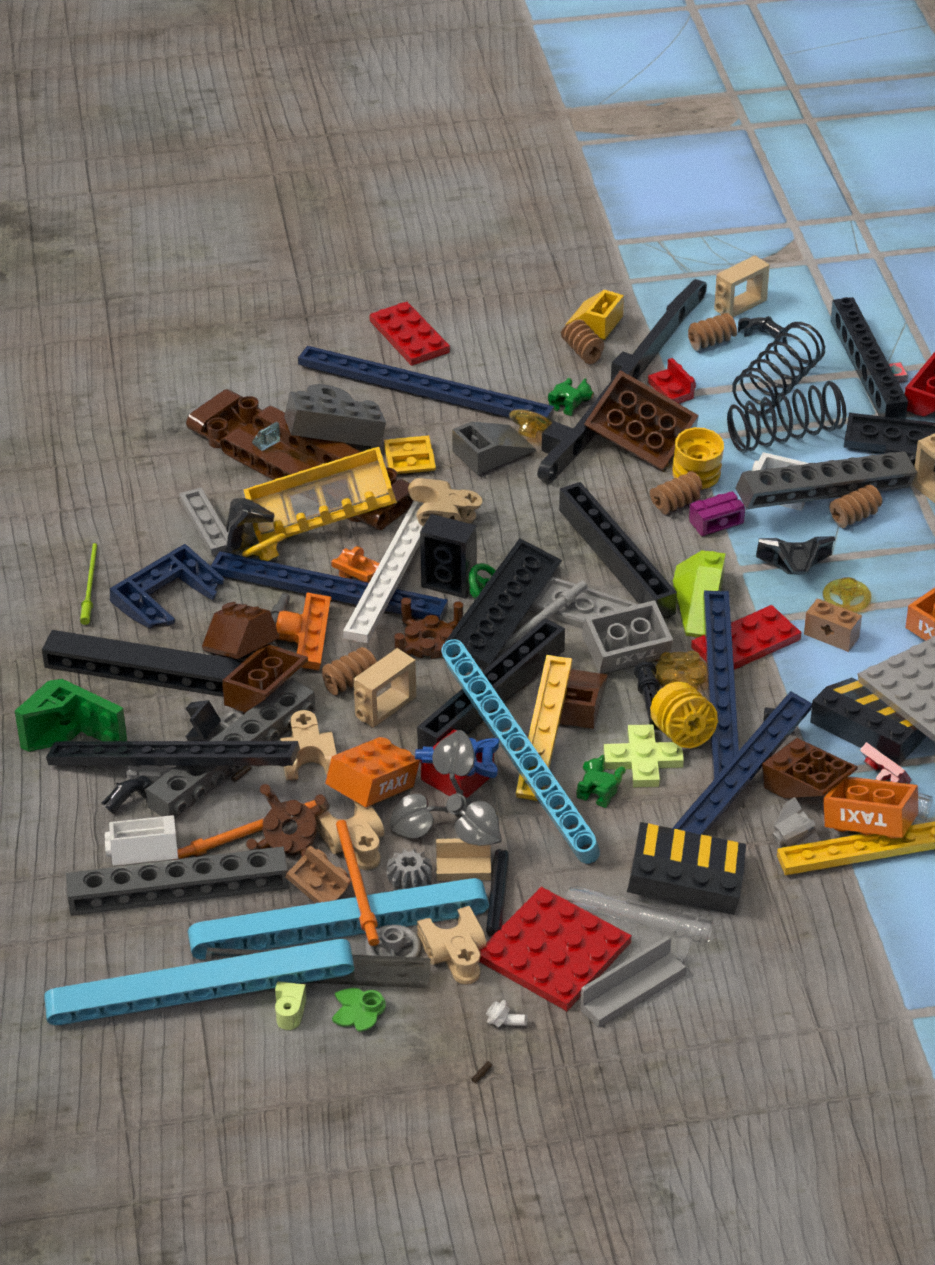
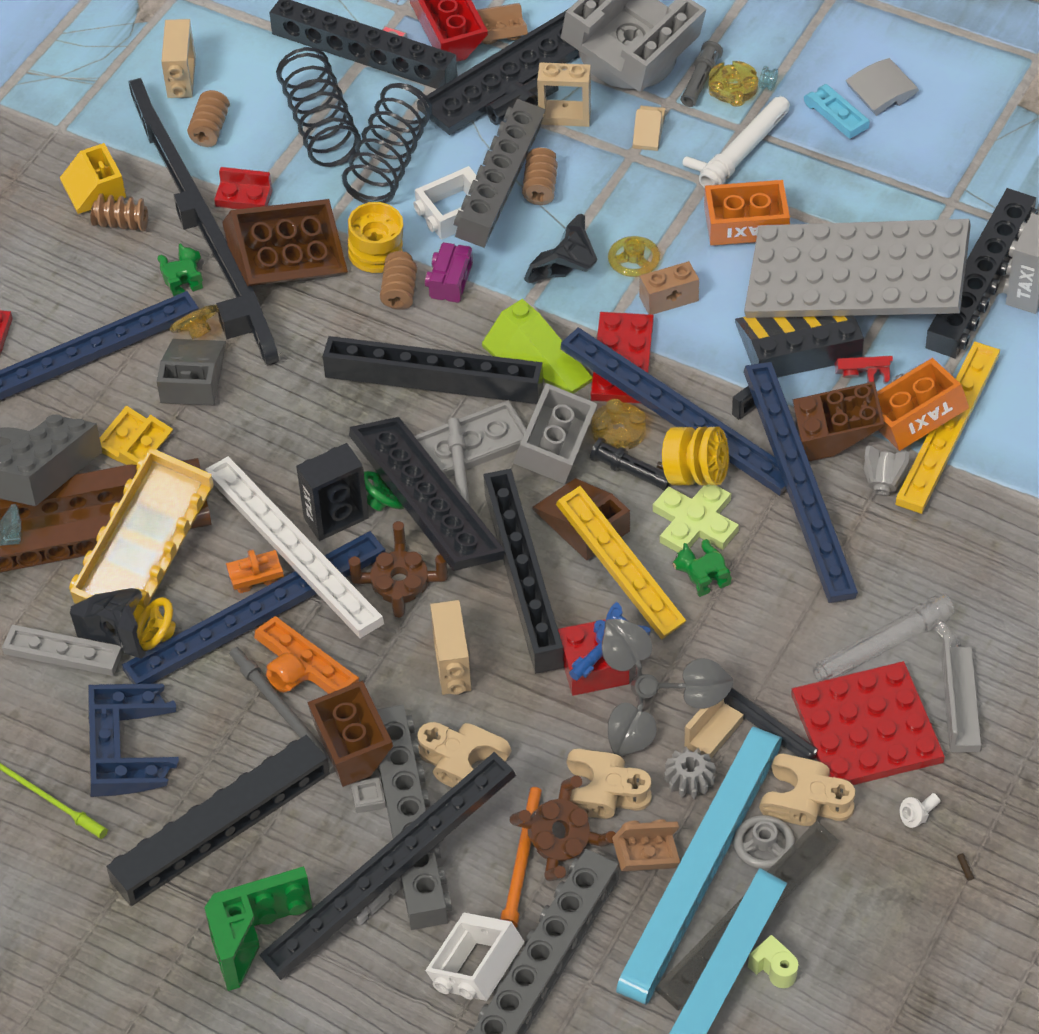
camera: 50 degrees left, 10 degrees up
(124, 790) = (387, 934): black piece -> none
(203, 719) = (349, 817): black panel -> none
(239, 630) = (267, 714): reddish brown slope -> none
(346, 669) = (392, 662): medium nougat piece -> none
(359, 1008) = (817, 916): bright green plate -> none
(367, 919) = (739, 838): orange bar -> none
(372, 771) = (554, 722): orange brick -> none
(443, 501) = (246, 450): tan piece -> none
(522, 759) = (649, 592): medium azure beam -> none
(687, 868) = (869, 570): black slope -> none
(763, 324) = (237, 77): black piece -> none

